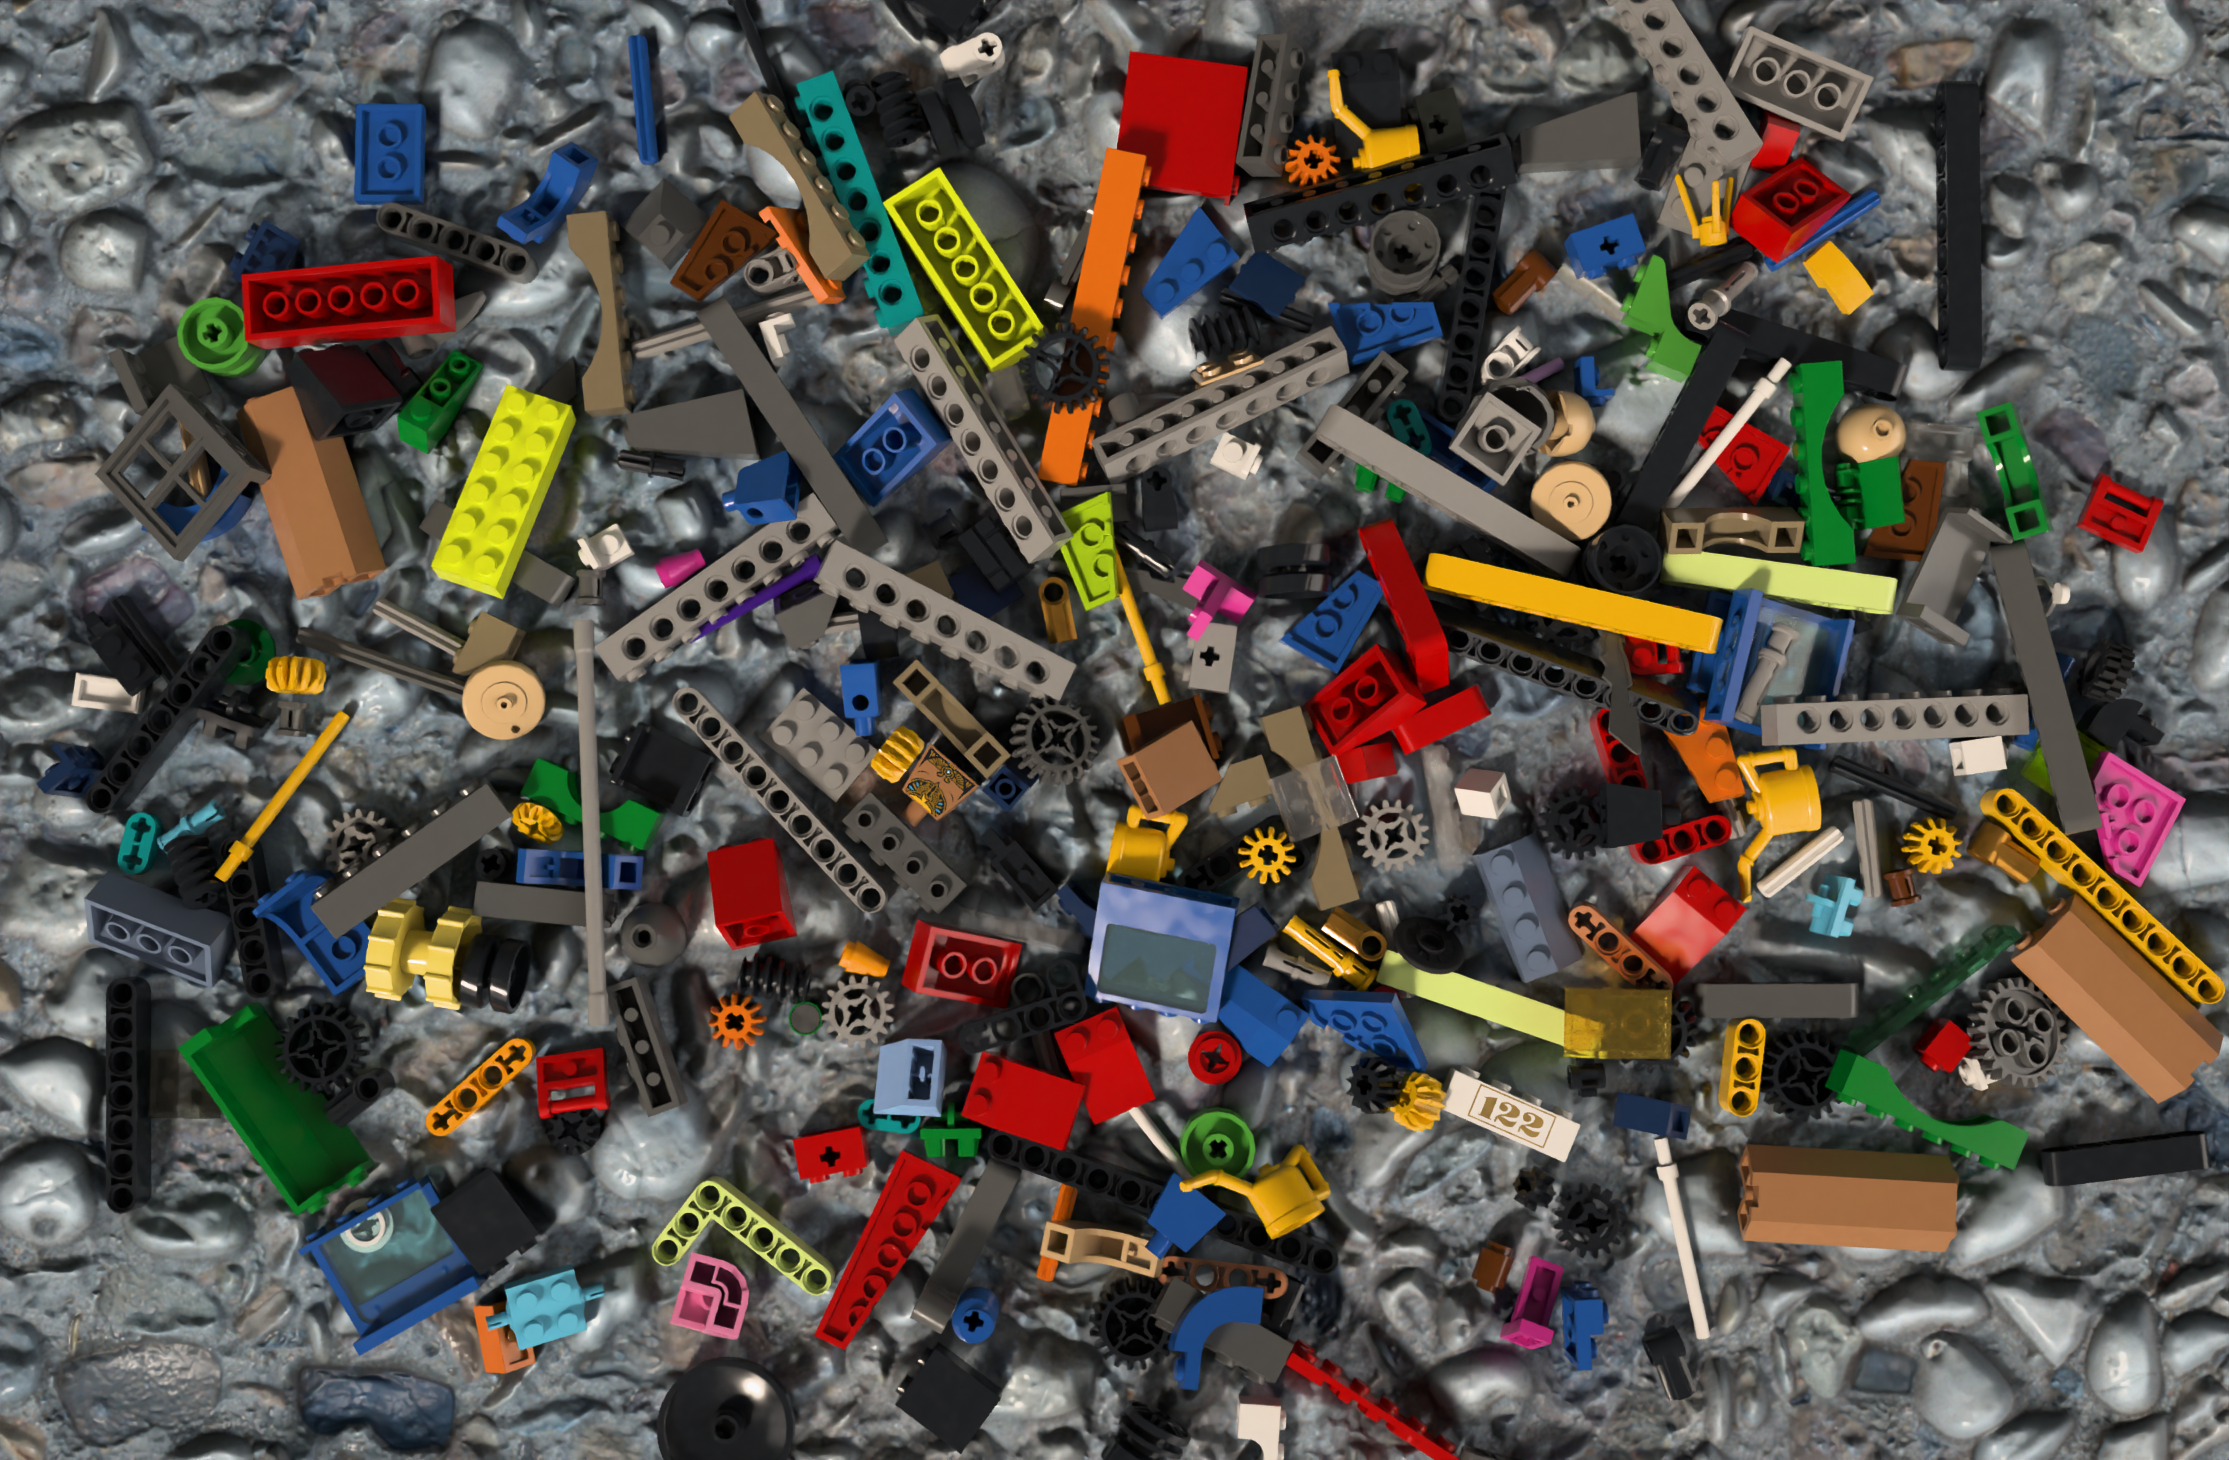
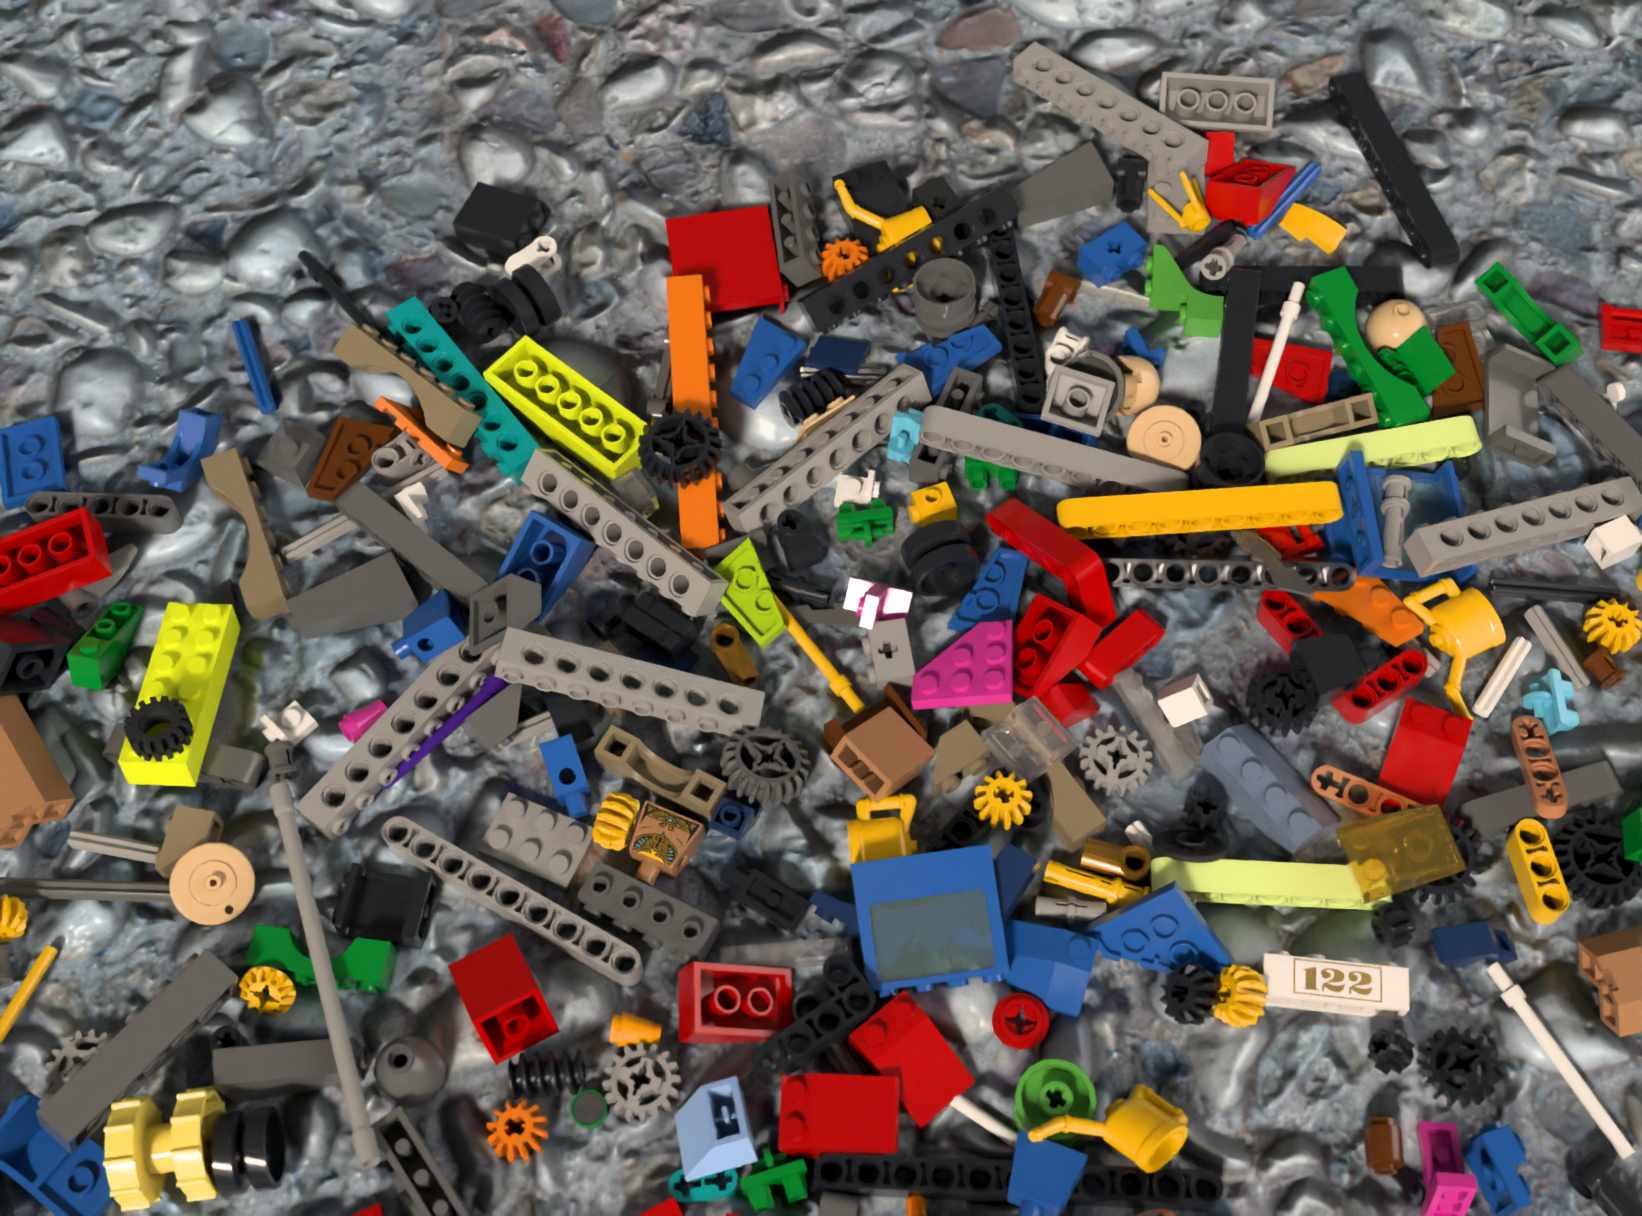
camera: 15 degrees left, 25 degrees down
(470, 528) = (151, 715): none -> black tyre
(567, 868) = (362, 1011): blue arch -> none
(652, 464) = (319, 642): black axle -> none
(838, 506) = (501, 605): none -> dark grey slope
(1233, 503) = (864, 523): none -> green hips
(1282, 706) = (970, 670): none -> dark pink plate
(1305, 415) = (904, 435): none -> medium azure hips
(1307, 502) = (932, 505): none -> yellow brick
(1793, 972) = (1542, 765): none -> nougat beam

